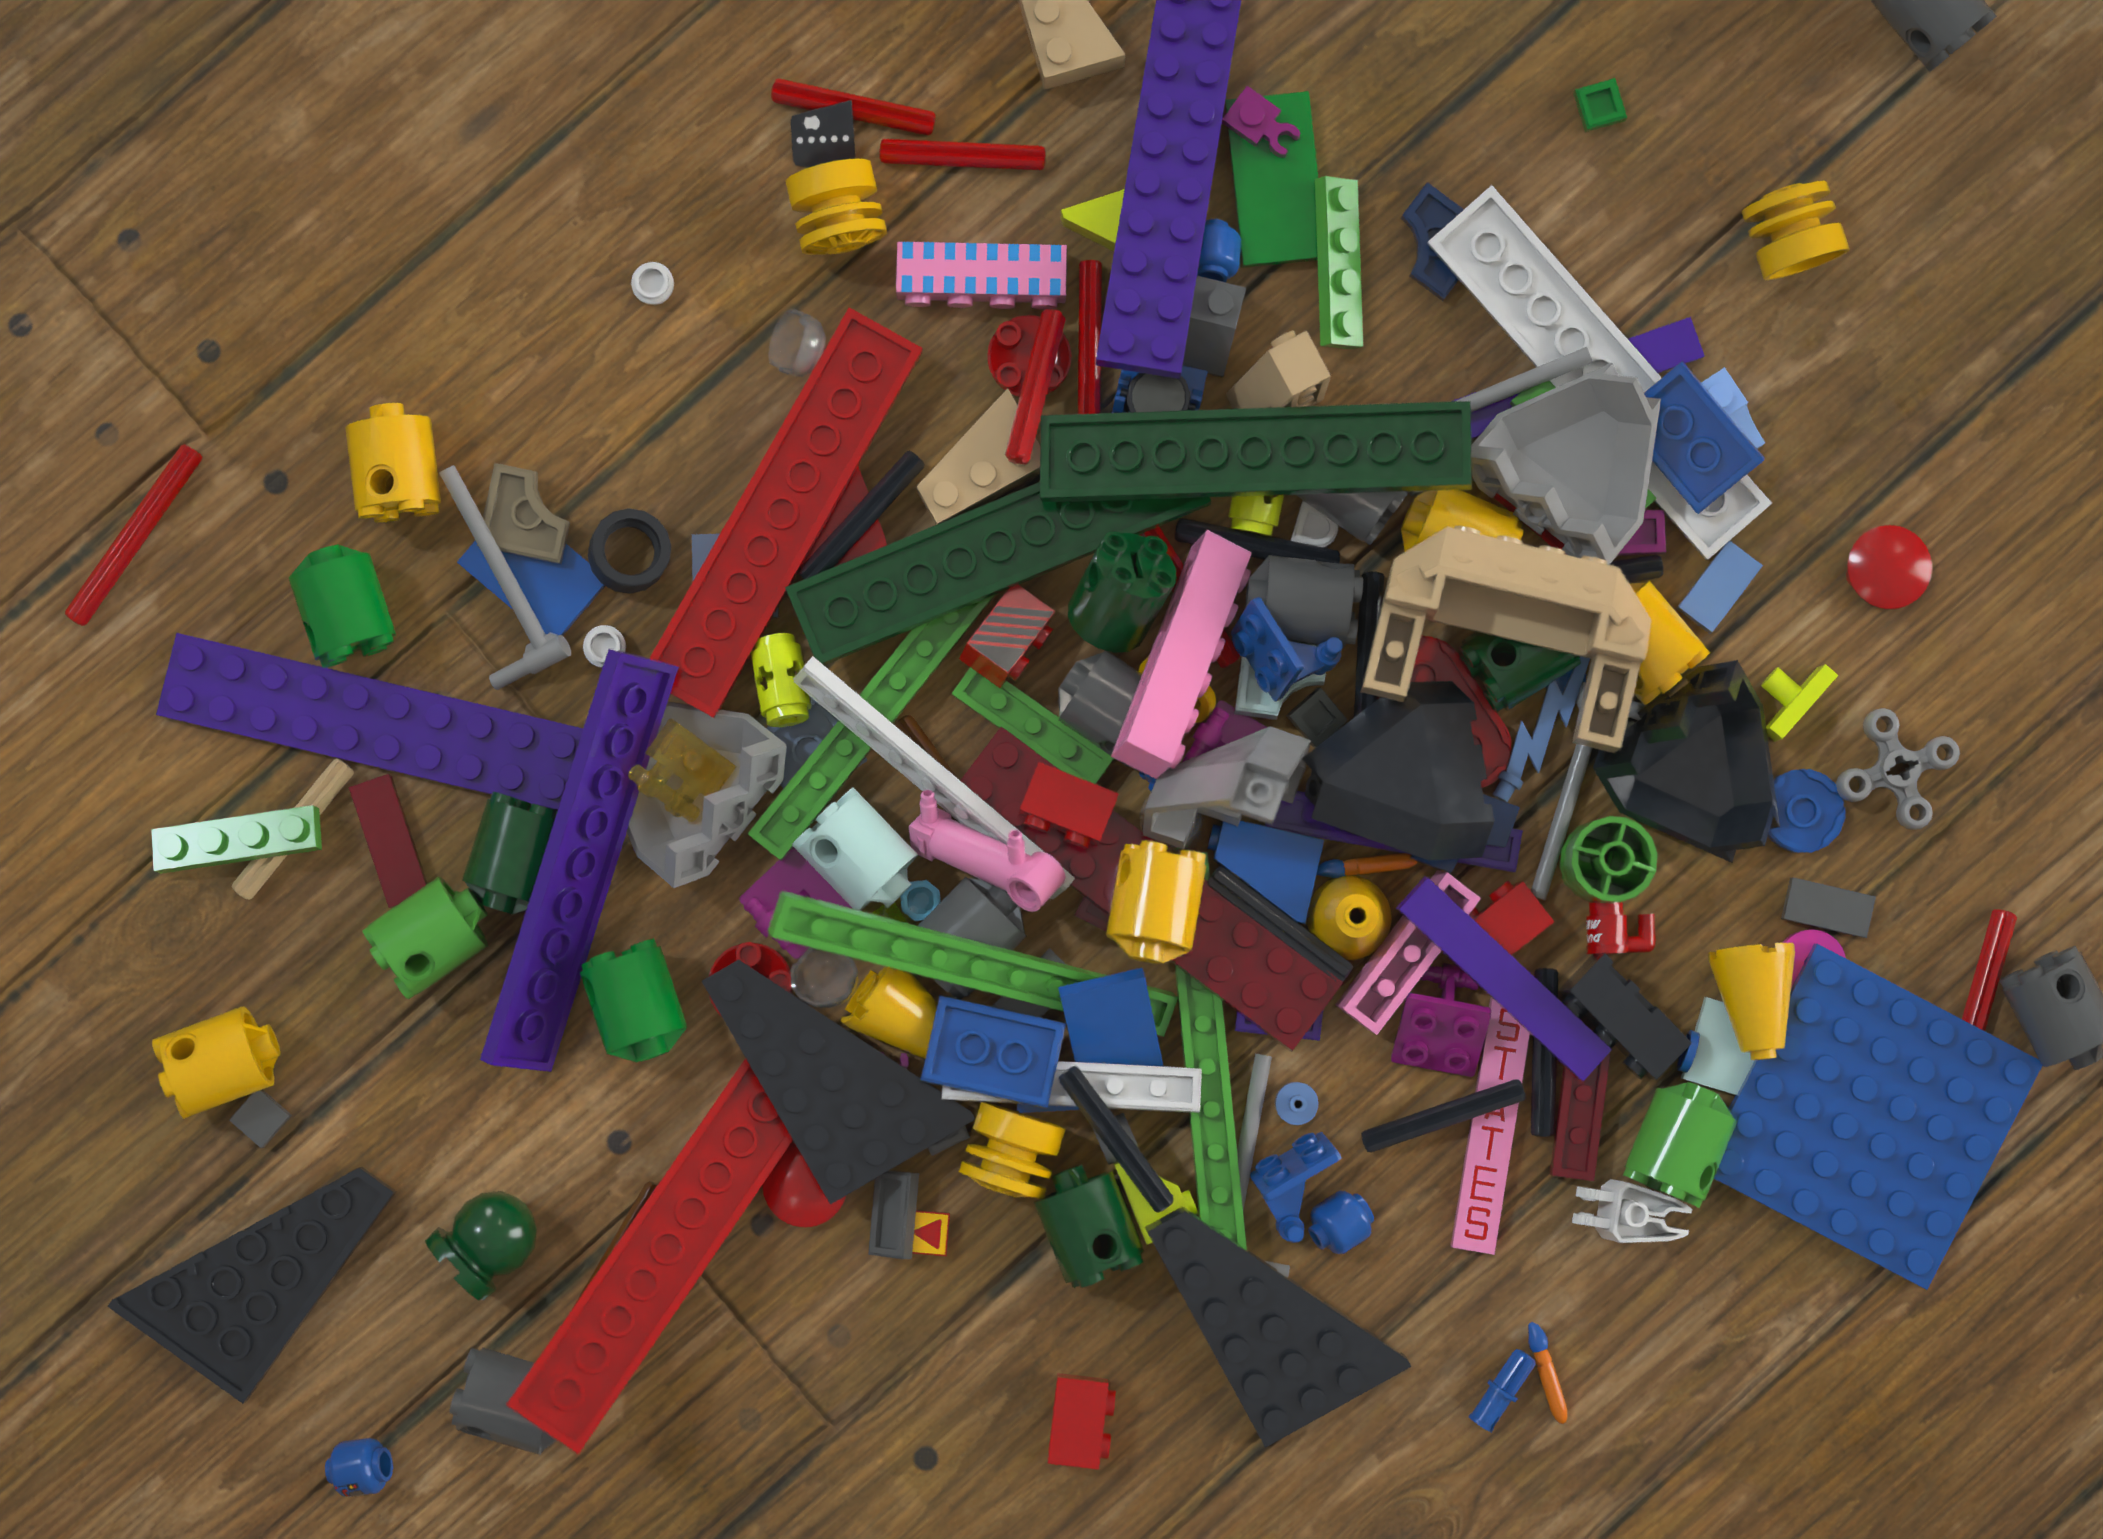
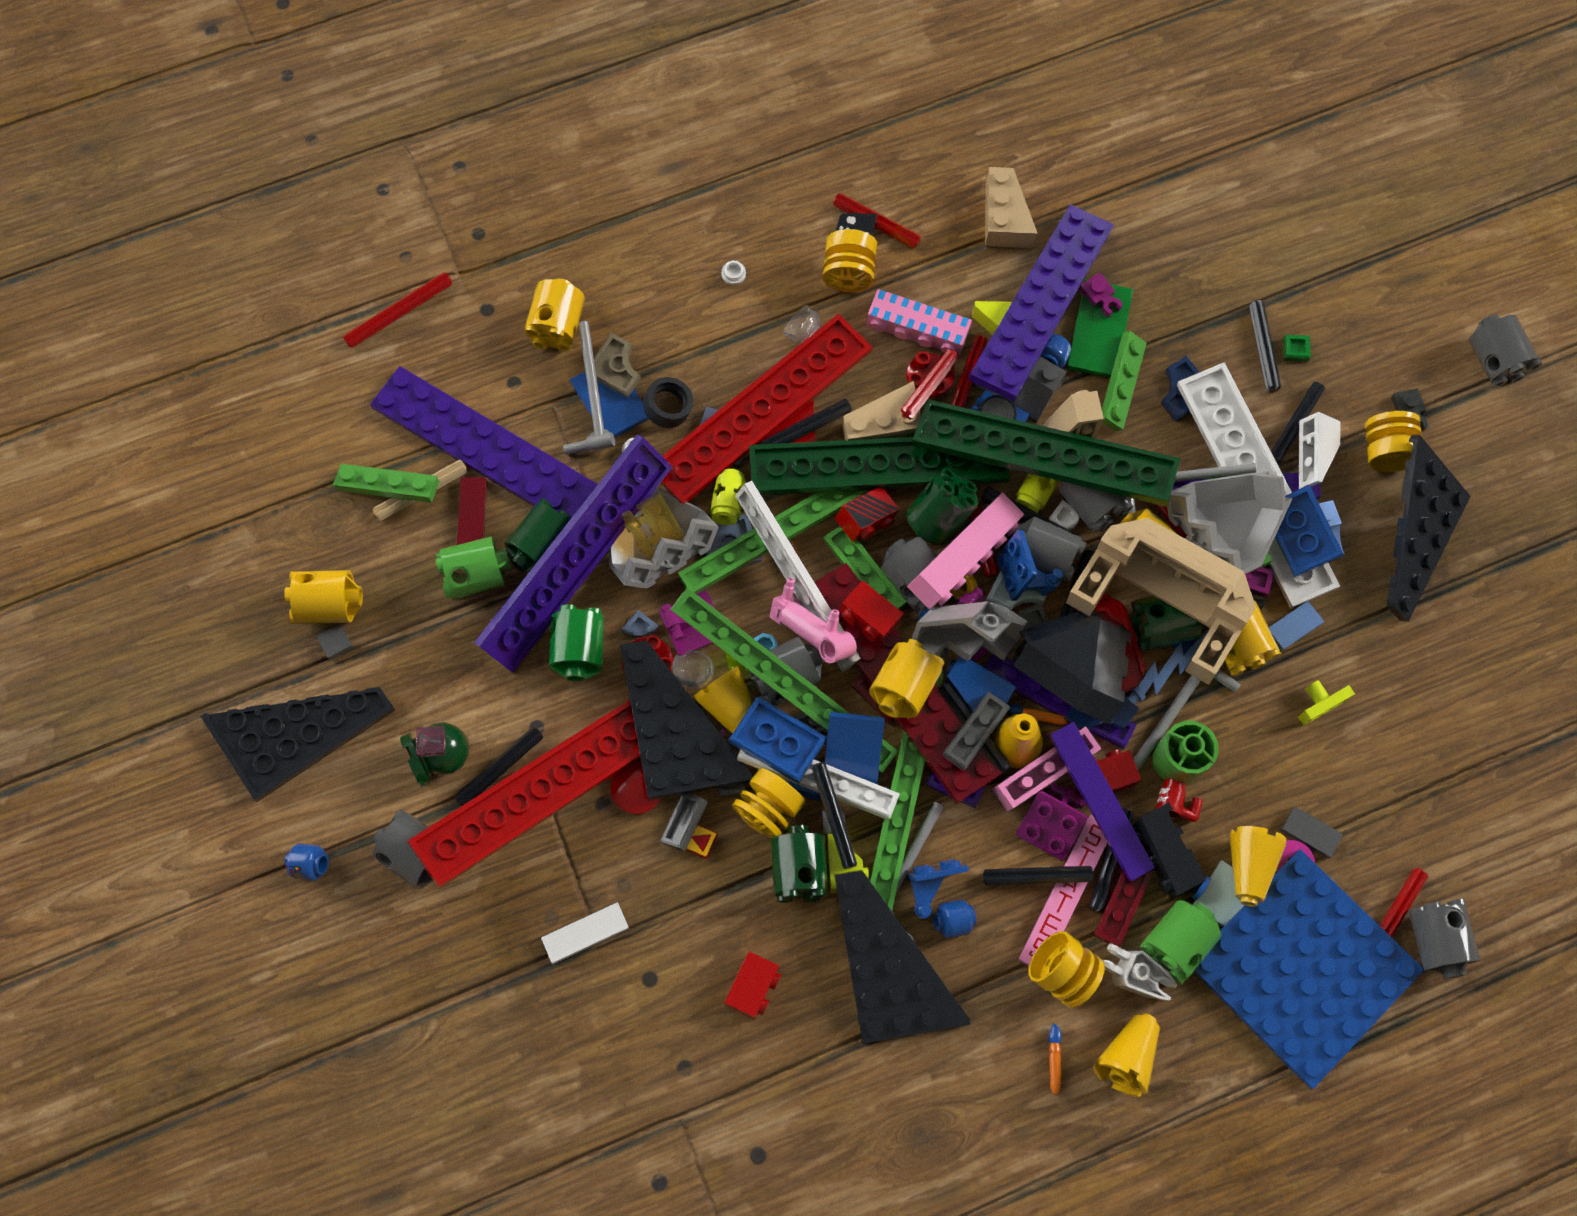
camera: 20 degrees right, 15 degrees down
(341, 604) = (496, 377): green cylinder -> none
(477, 1240) = (430, 741): none -> clear pink tile
(586, 1224) = (499, 766): none -> black axle
(717, 931) = (639, 626): none -> sand blue tile
(808, 1426) = (585, 933): none -> white tile
(857, 852) = (739, 599): light aqua cylinder -> none
(962, 154) = (928, 262): red axle -> none
(1285, 934) = (976, 731): none -> dark grey tile
(1285, 1103) = (947, 845): medium blue tile -> none
(1502, 1390) = (1023, 1059): blue axle -> none
(1526, 1248) = (1066, 969): none -> yellow wheel
(1548, 119) = (1265, 346): none -> axle
(1633, 239) = (1292, 428): none -> black axle
(1655, 1334) = (1130, 1056): none -> yellow cone
(1678, 279) = (1317, 447): none -> white slope
(1698, 764) = (1255, 718): black panel -> none
(1805, 147) = (1410, 401): none -> pearl dark grey plate
(1807, 810) = (1310, 770): blue tile -> none
(1880, 324) = (1430, 515): none -> black wing
(1889, 567) = (1400, 647): red dish -> none
(1893, 753) = (1380, 757): light grey gear -> none

